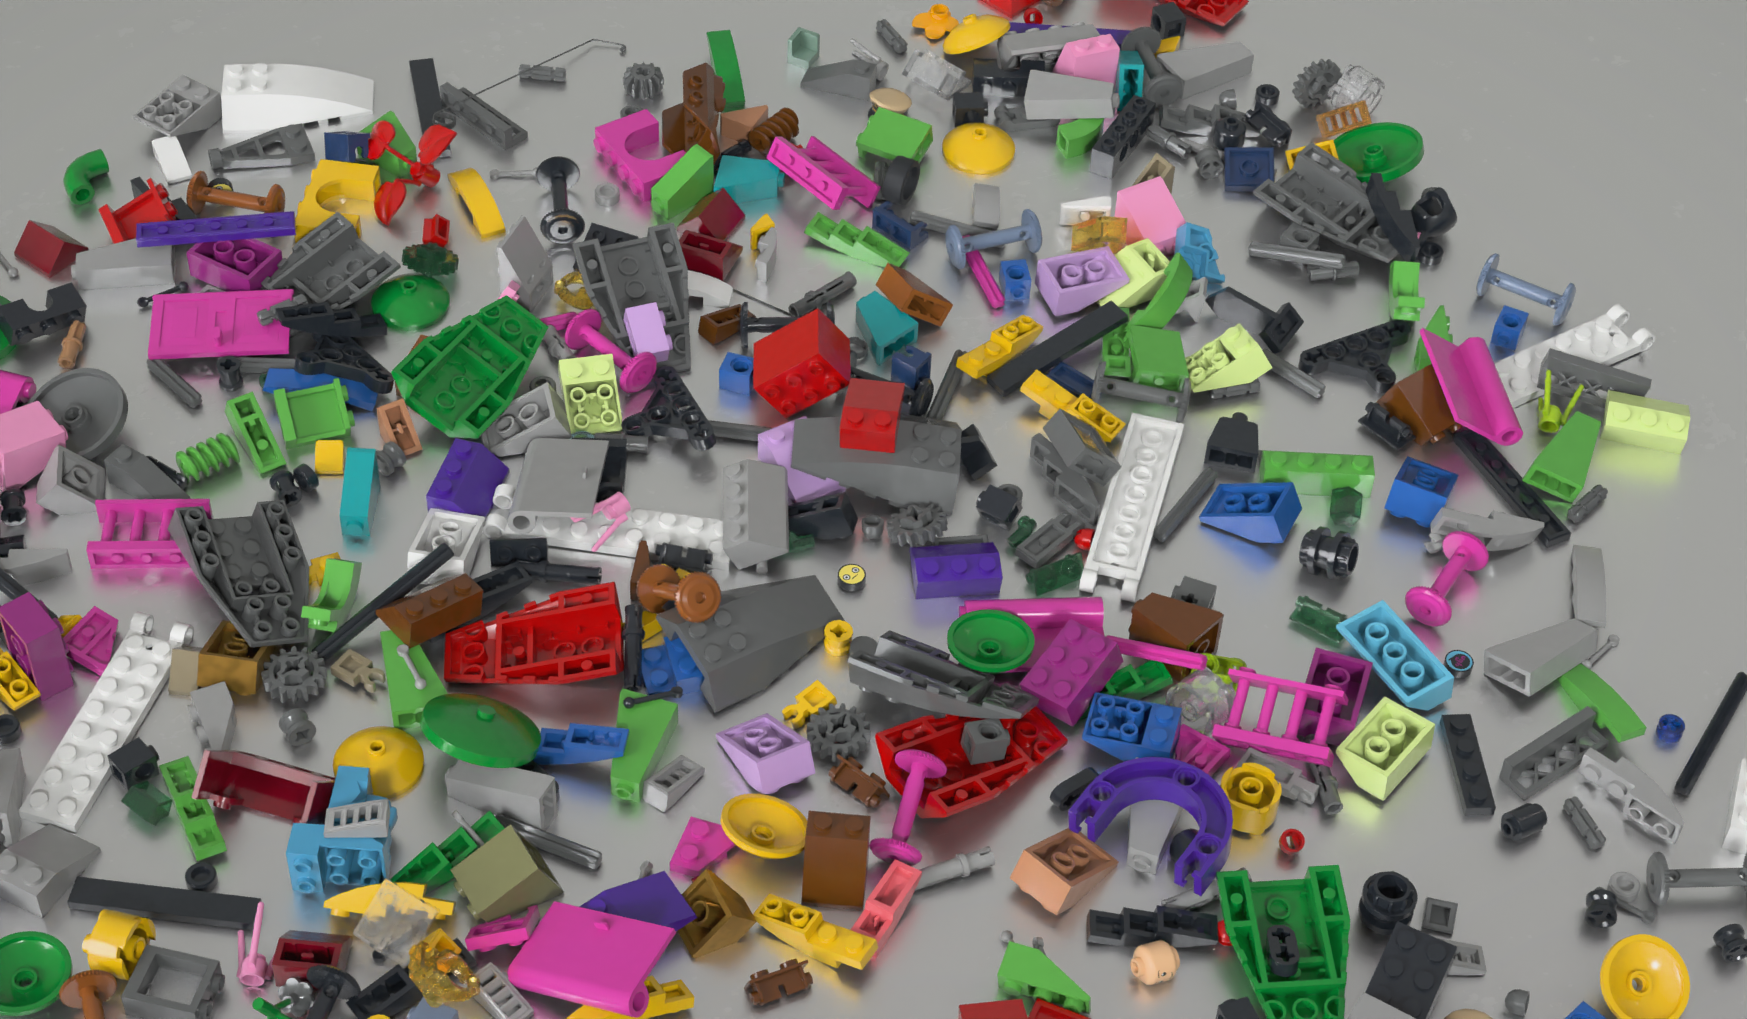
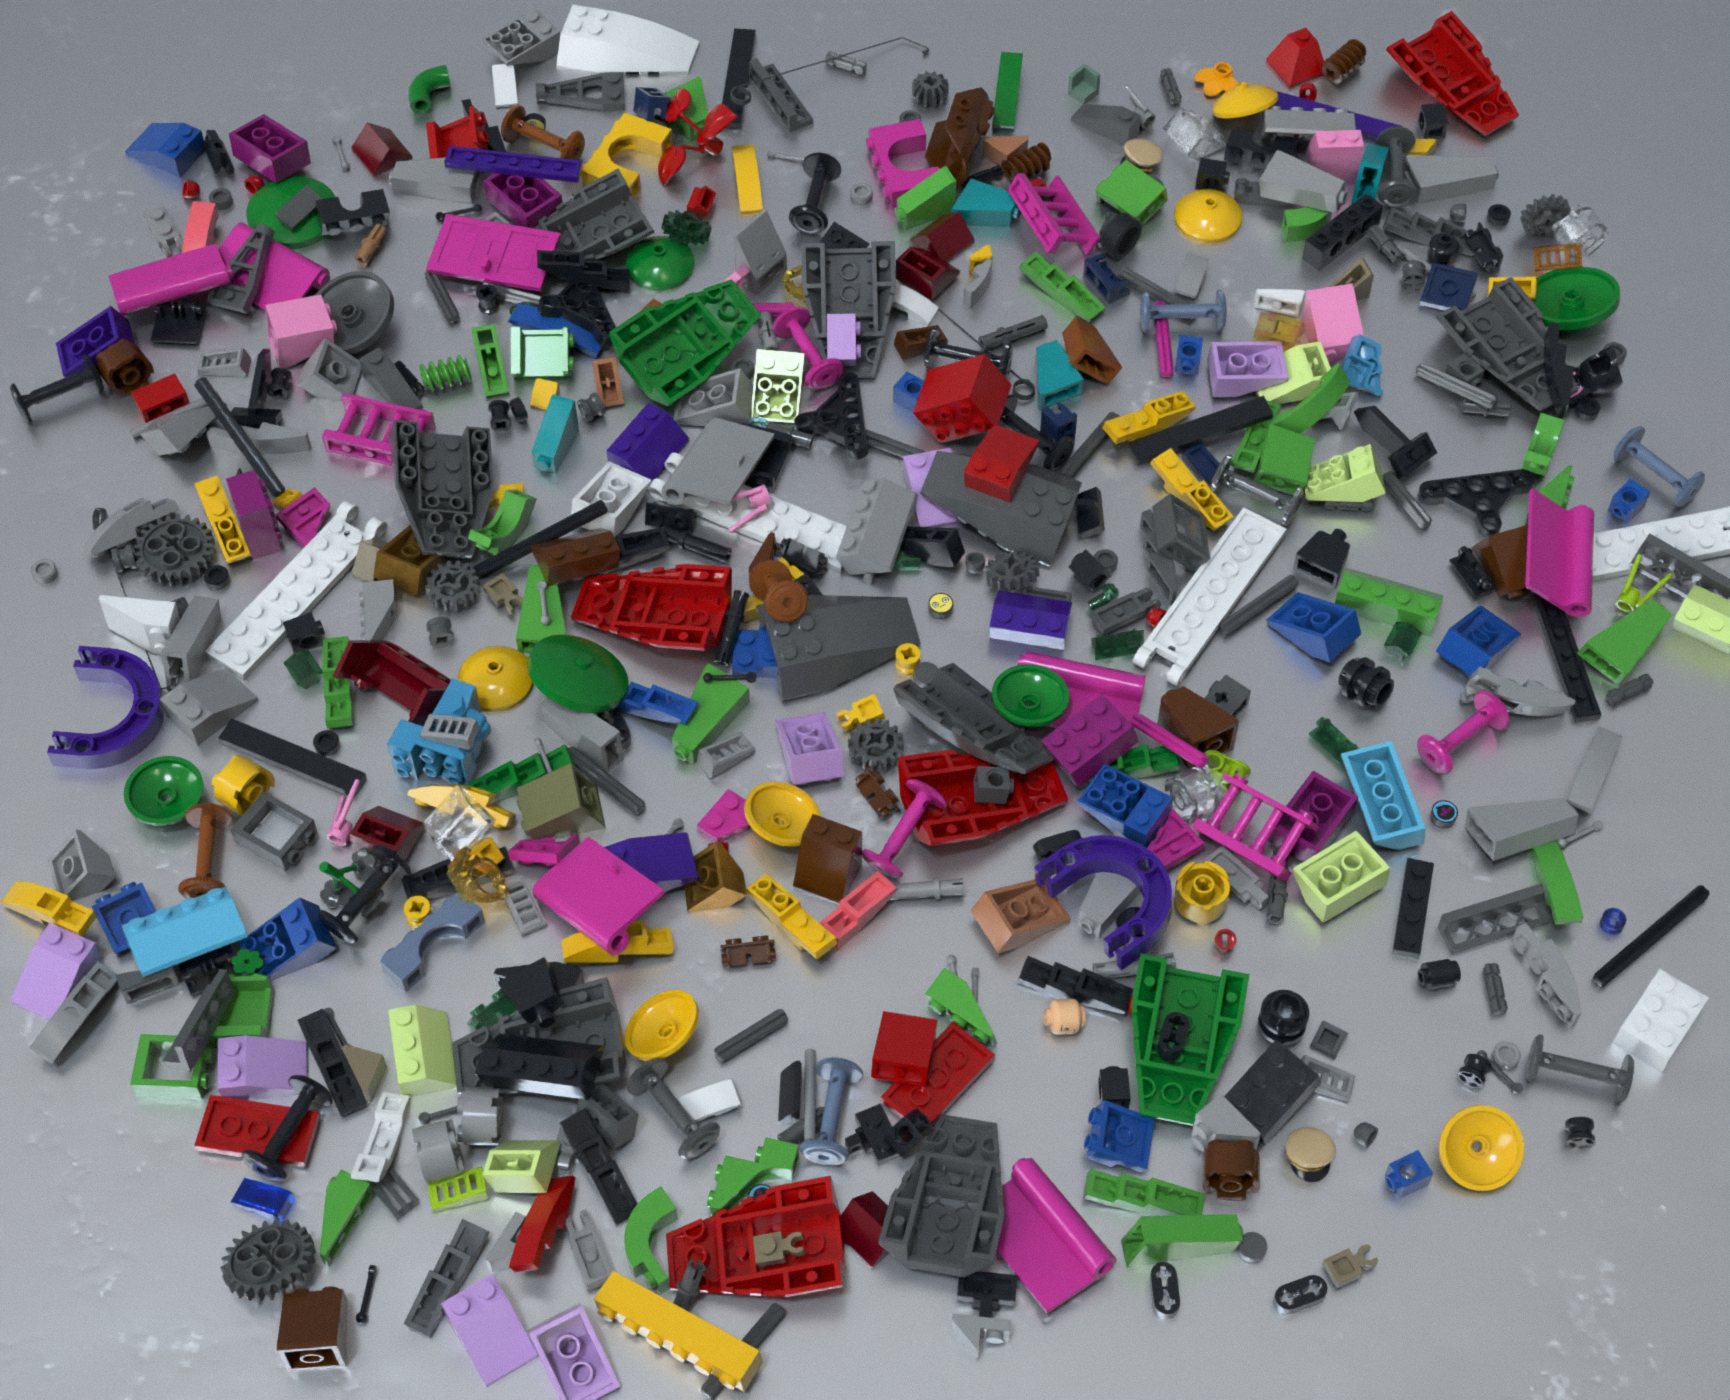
camera: 20 degrees right, 10 degrees up
(265, 317) = (529, 255): dark grey axle -> none

